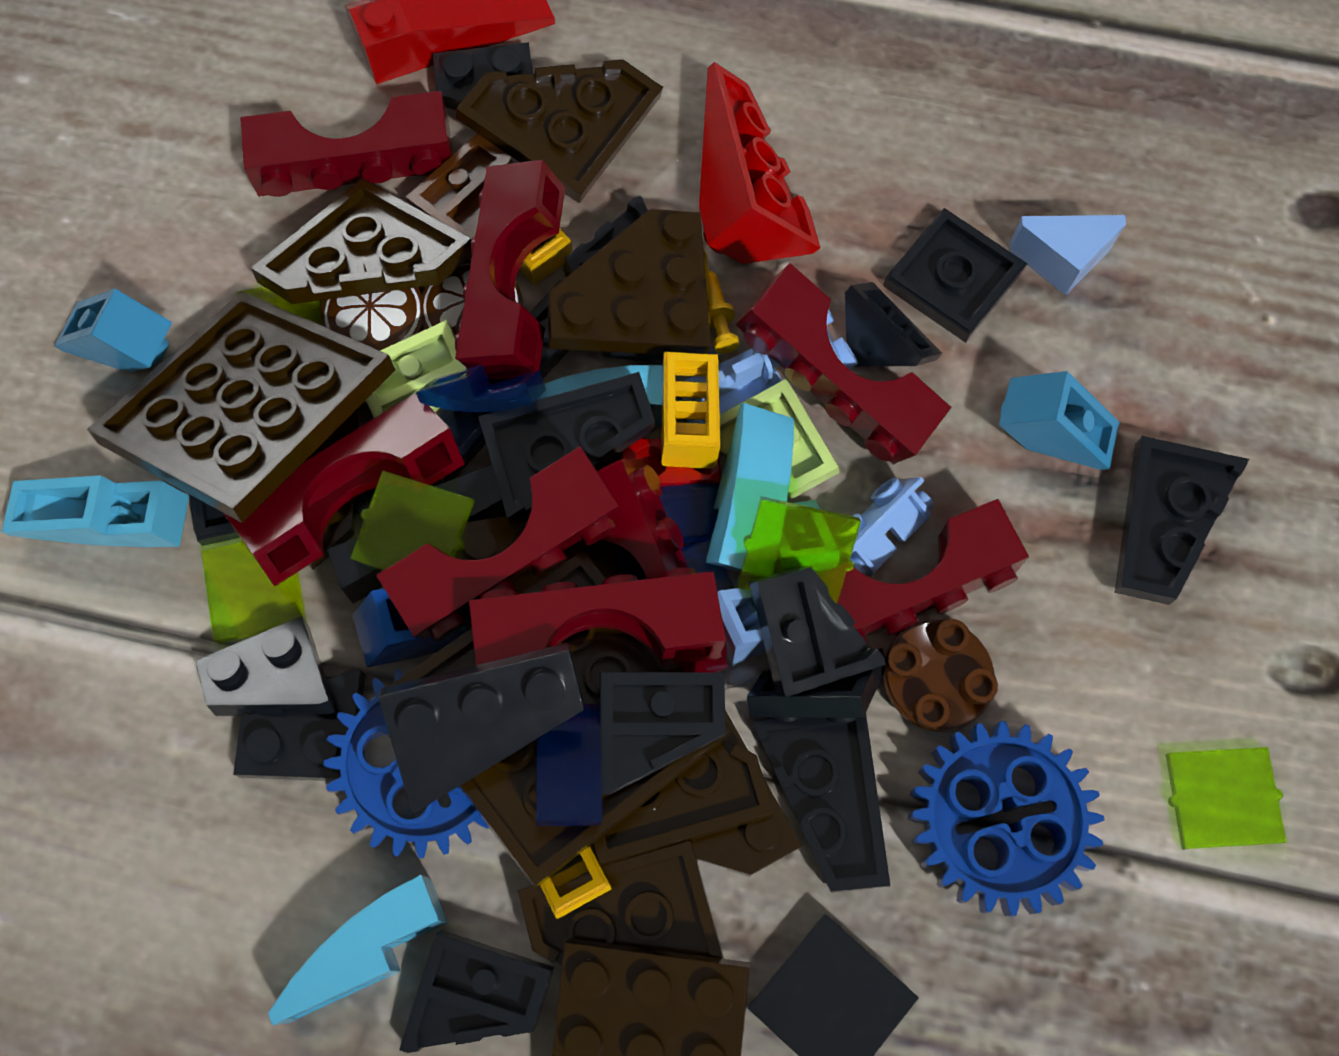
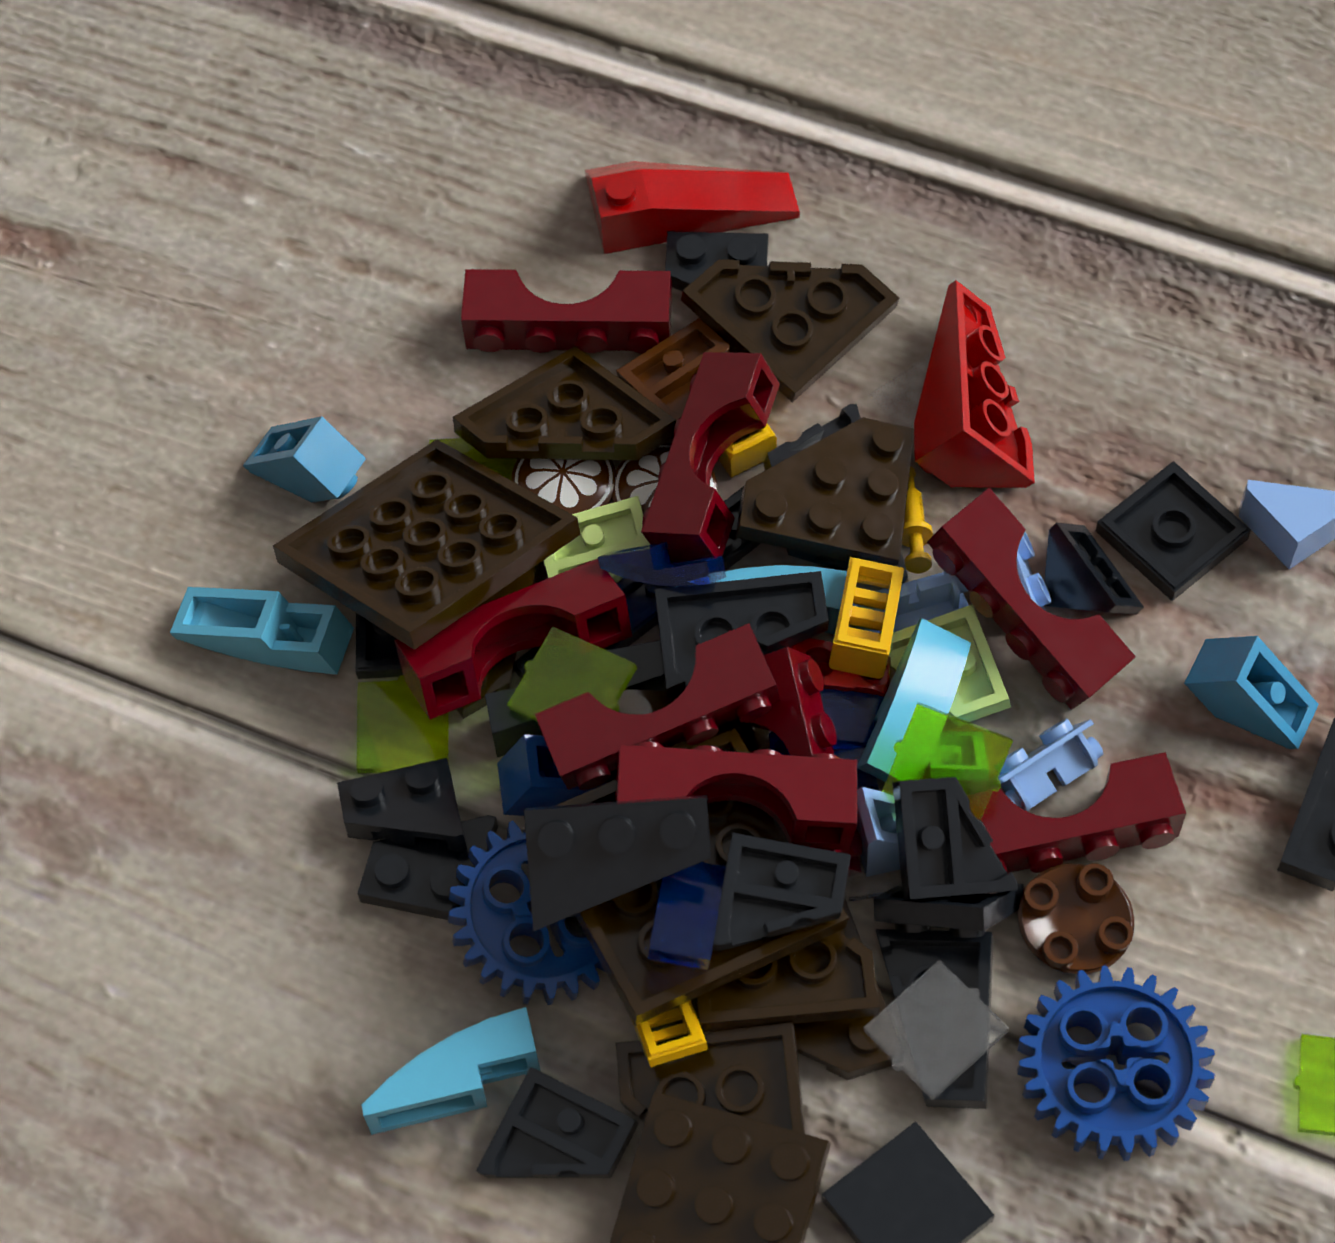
camera: 15 degrees right, 10 degrees down
(830, 820) = (936, 1029): none -> clear piece

